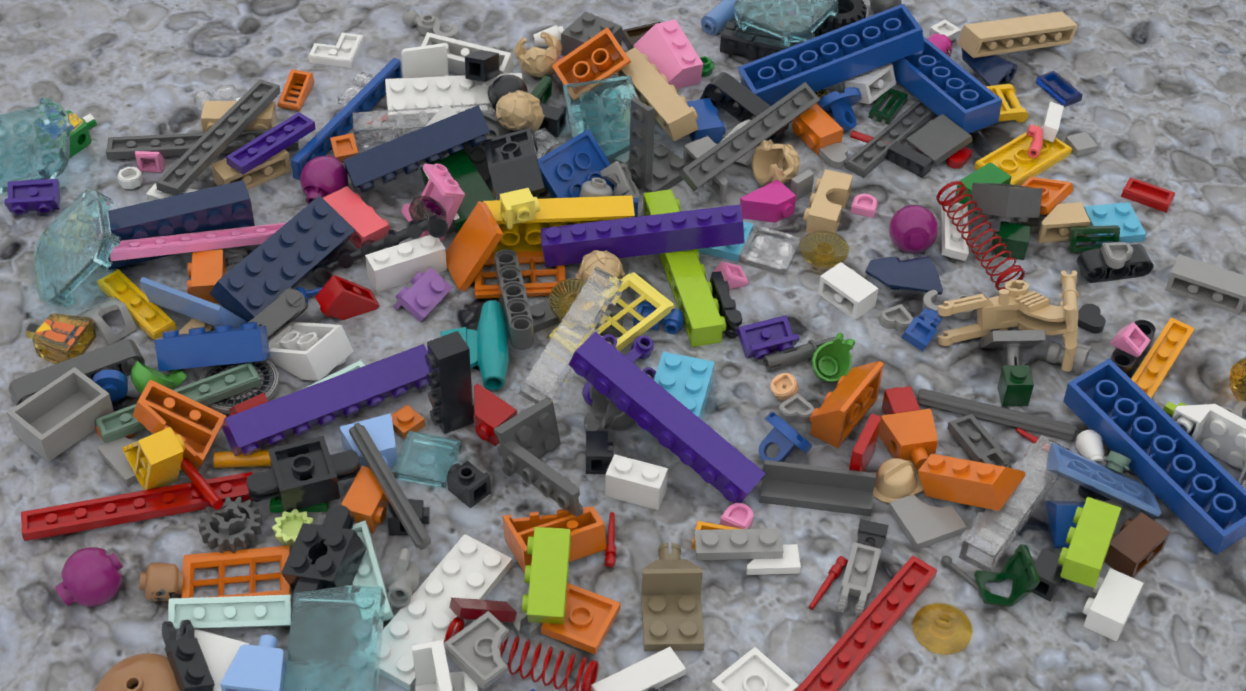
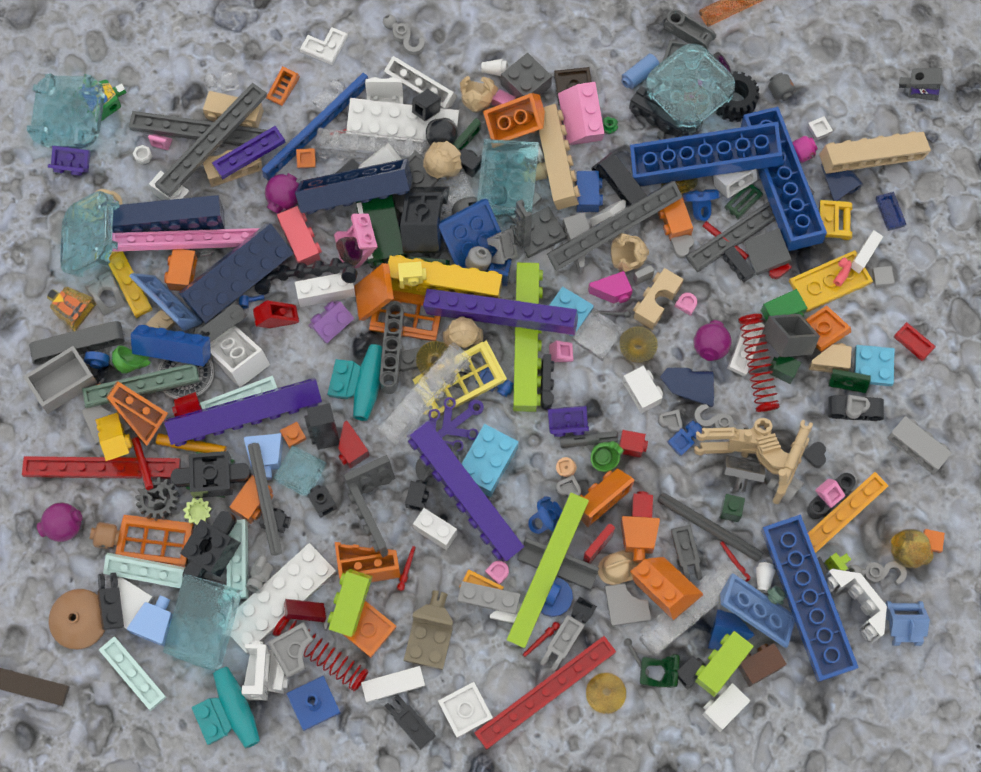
camera: 15 degrees right, 25 degrees up
(808, 493) = (547, 570): none -> lime tile
(824, 529) = (558, 599): none -> blue tile
(866, 344) = (633, 443): none -> red brick

